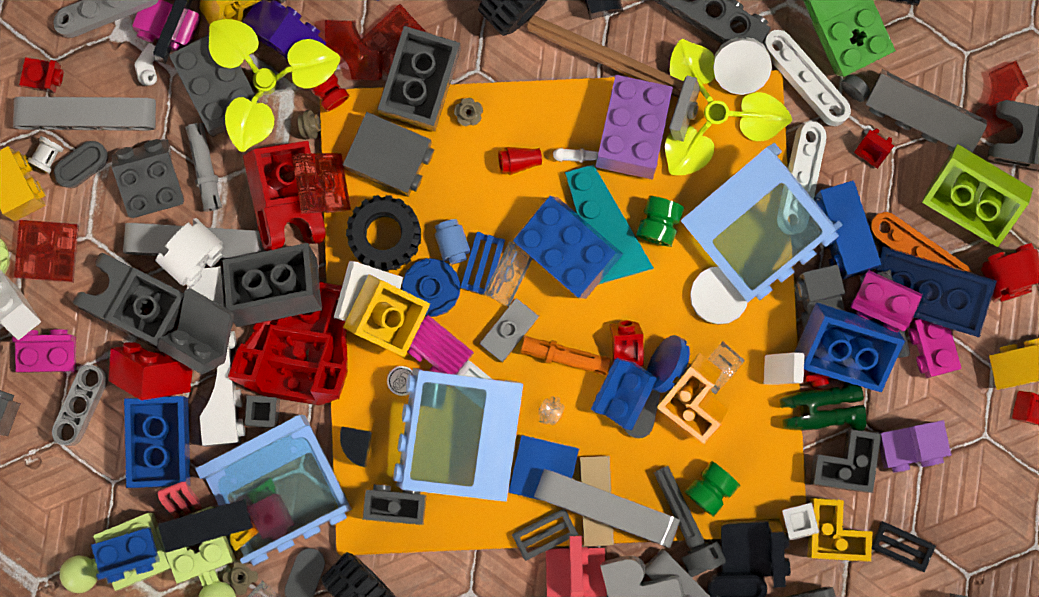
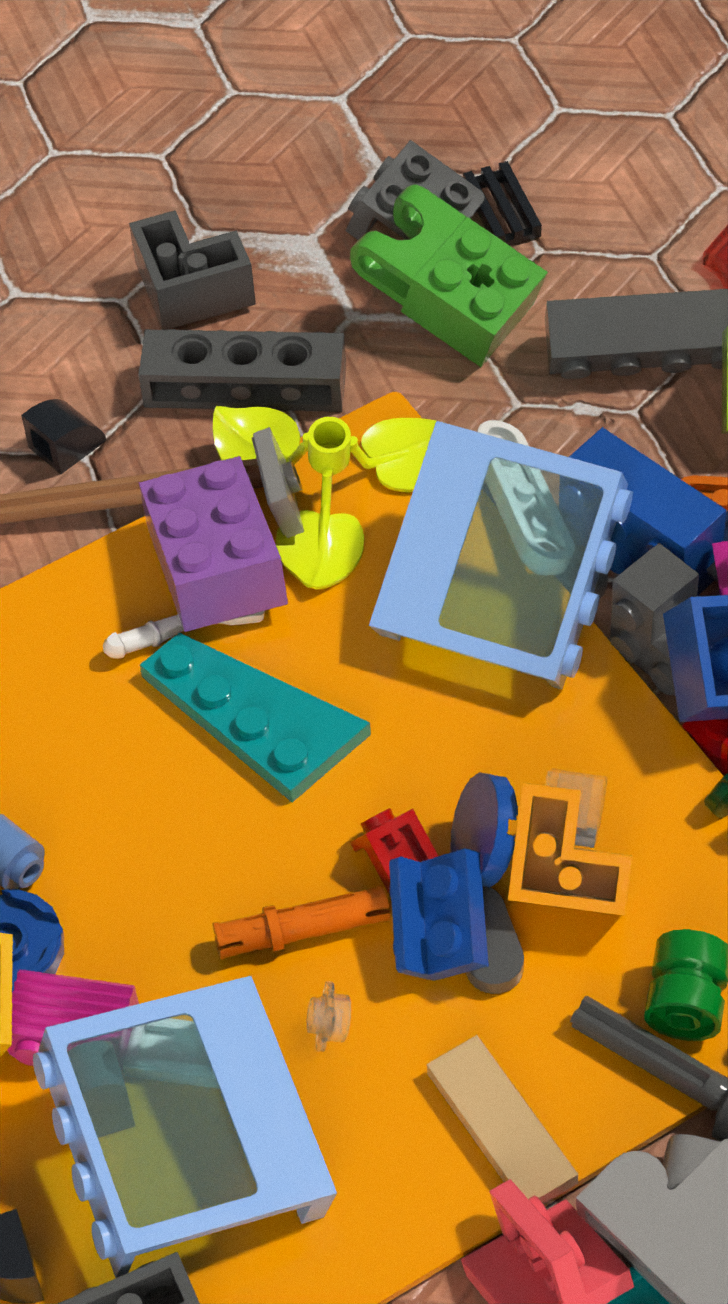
camera: 25 degrees left, 30 degrees down
(397, 380) = (29, 1115): white tile -> none
(489, 240) = (69, 826): blue tile -> none
(508, 274) = (130, 849): clear plate -> none
(509, 330) = (180, 937): light grey plate -> none
(518, 159) = (48, 685): red cone -> none
(534, 457) = (376, 1124): blue tile -> none
(568, 247) = (206, 748): blue brick -> none
(568, 523) = (416, 1271): dark grey tile -> none
(607, 508) = (525, 1109): light grey beam -> none
(660, 219) = (337, 649): green wheel -> none
(716, 297) = (502, 712): white tile -> none
(742, 65) = (331, 383): white tile -> none
(784, 368) = (679, 739): white tile -> none
(807, 78) = (441, 380): white plate -> none
(855, 87) = (522, 357): dark grey tile -> none
(874, 148) = (604, 408): red tile -> none

